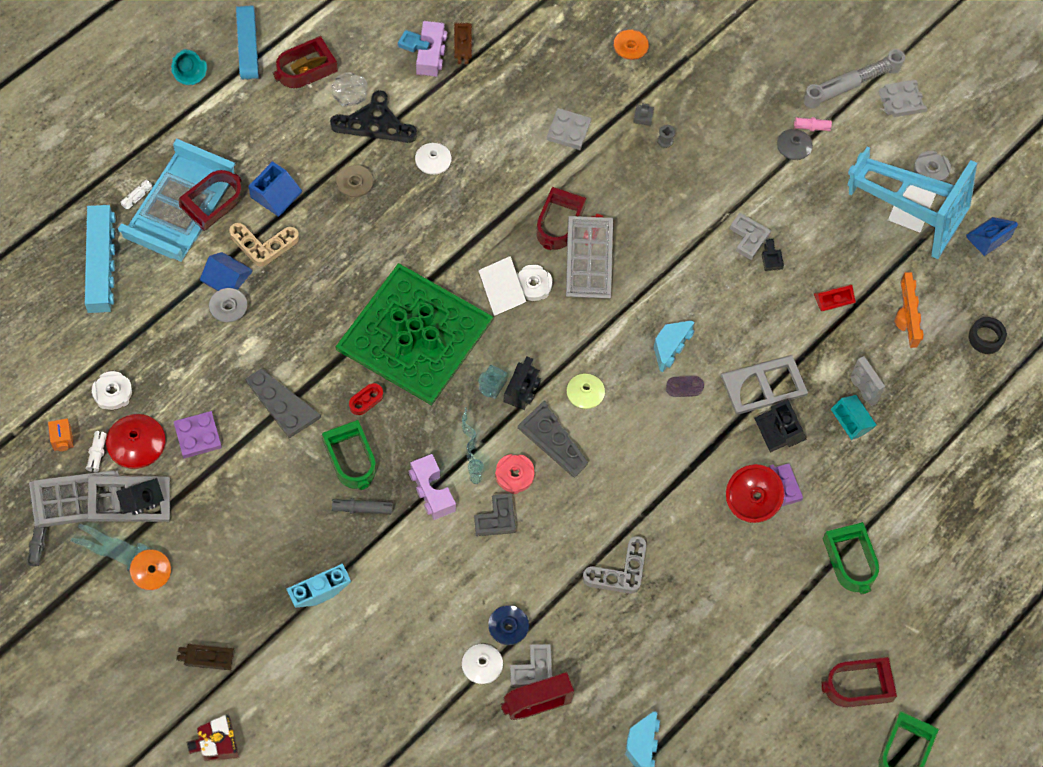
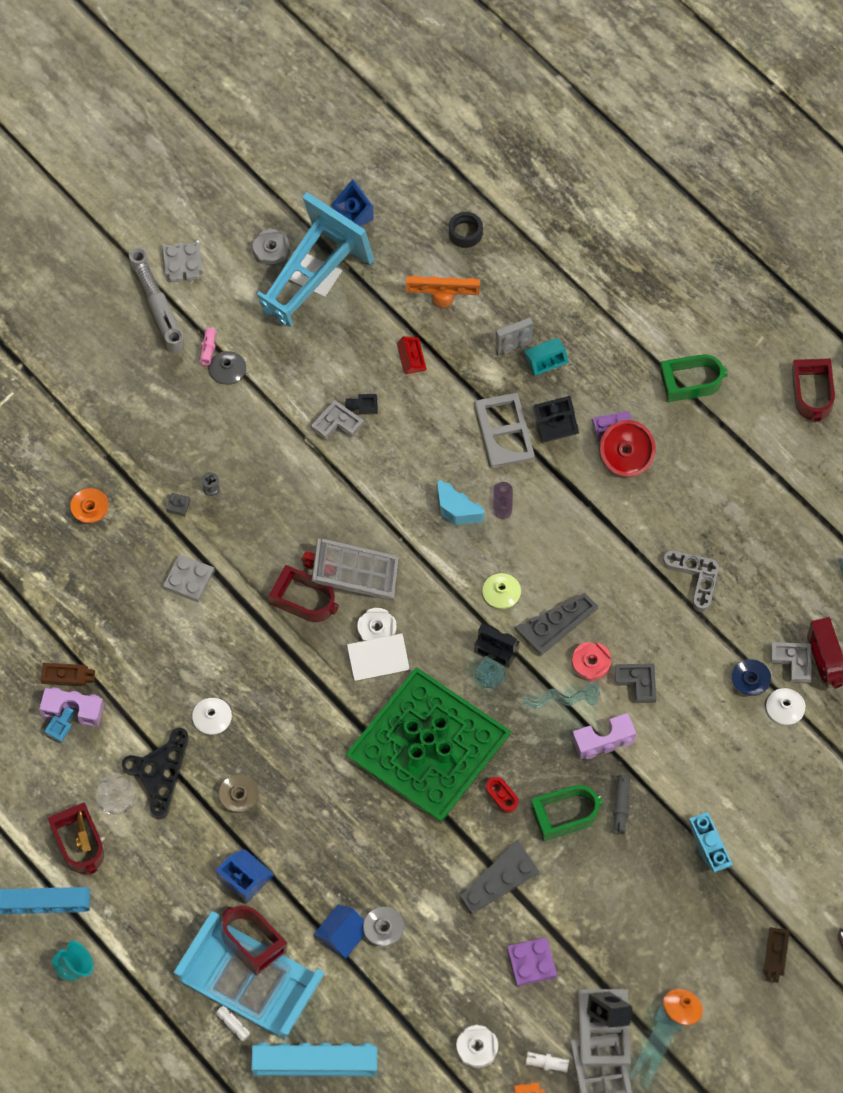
camera: 80 degrees left, 0 degrees up
(135, 451) = (531, 1036): red dish -> none
(263, 249) = (313, 888): tan beam -> none

